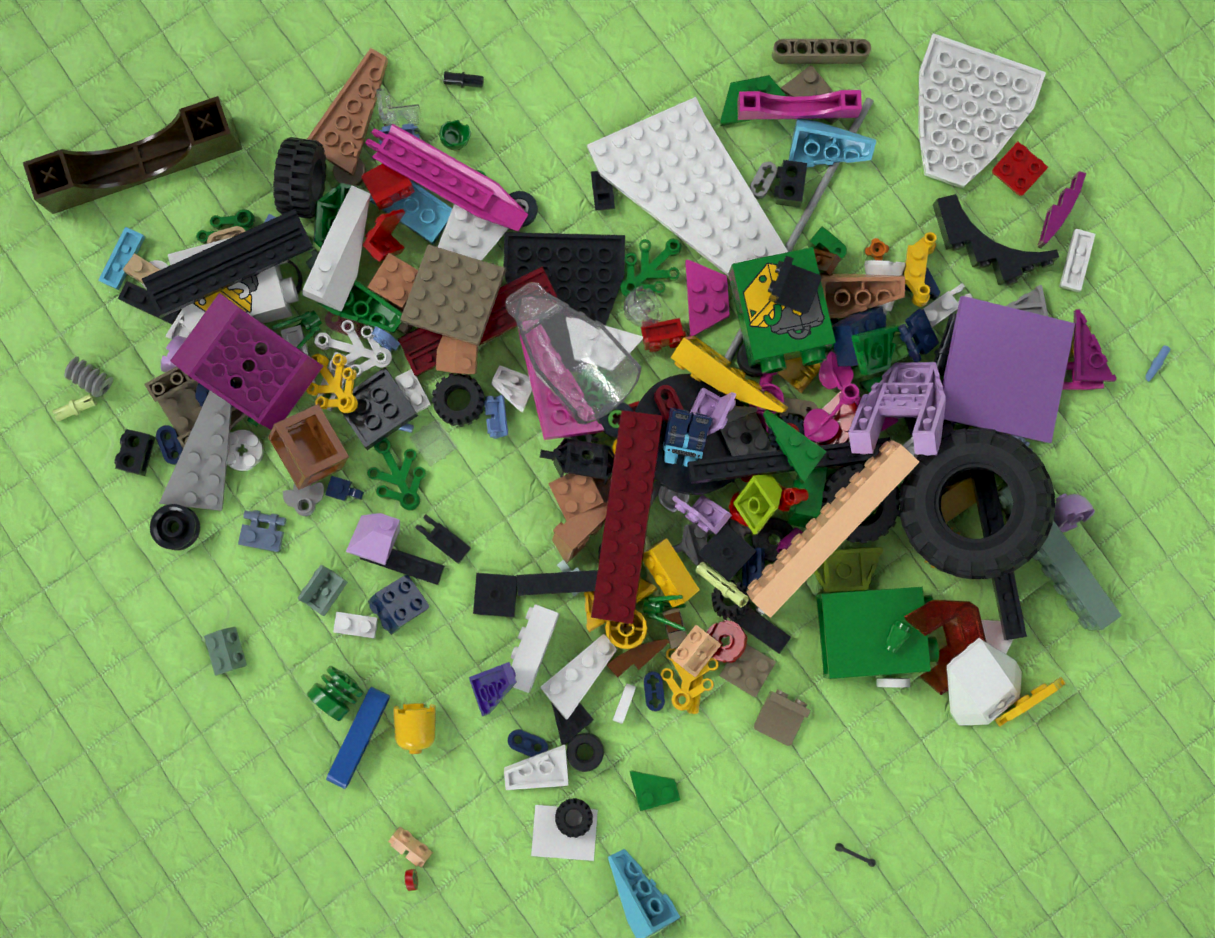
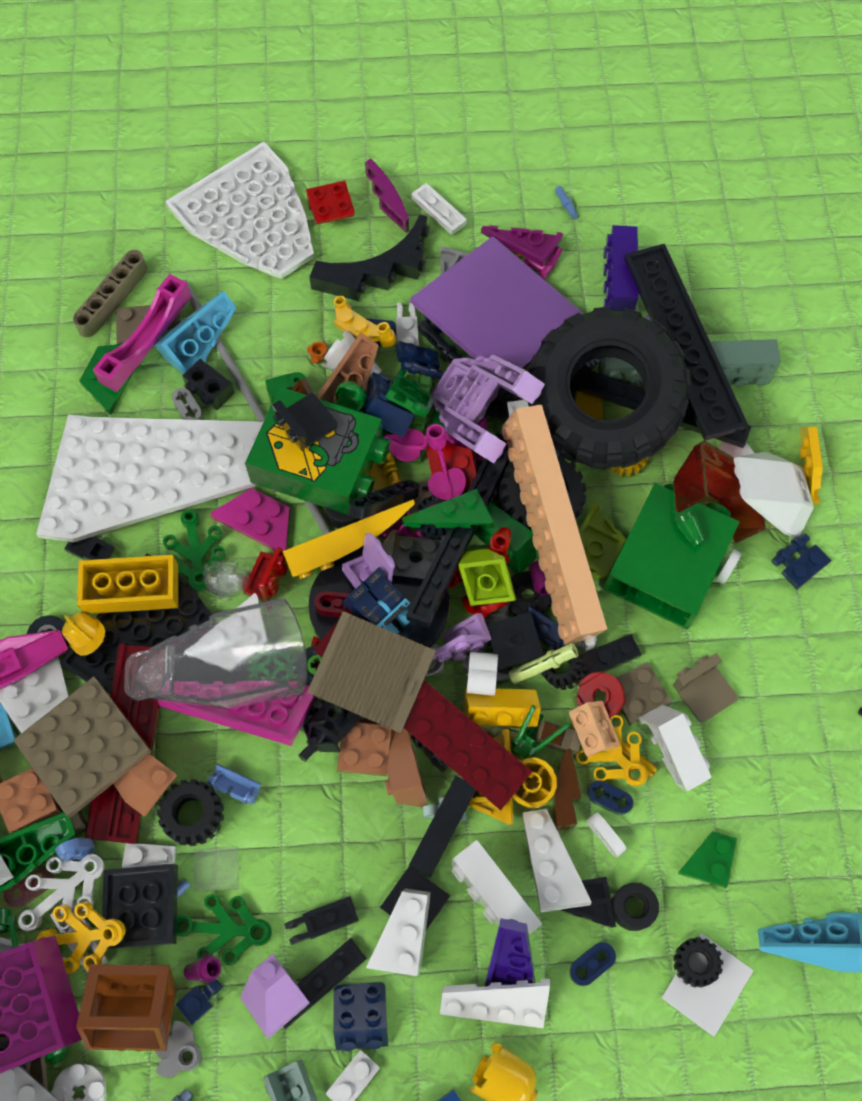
camera: 60 degrees left, 15 degrees down
(362, 479) = (204, 969): none -> magenta cone
(464, 602) = (404, 935): none -> white wedge
(466, 703) = (510, 1004): none -> white wing
(513, 386) = (216, 748): white wing -> none
(535, 234) = (83, 633): none -> yellow piece
(539, 771) = (628, 970): white wing -> none
(589, 241) = (127, 584): none -> yellow brick
(630, 463) = (371, 672): none -> dark tan door
(683, 544) = (482, 673): none -> white piece
(721, 719) = (678, 746): none -> white wedge
(754, 376) = (383, 499): none -> black beam
(843, 306) = (351, 396): none -> green hair
(935, 743) = (806, 566): none -> dark blue plate
(1069, 539) = (670, 305): none -> black plate
(1110, 450) = (619, 285): none -> dark purple brick

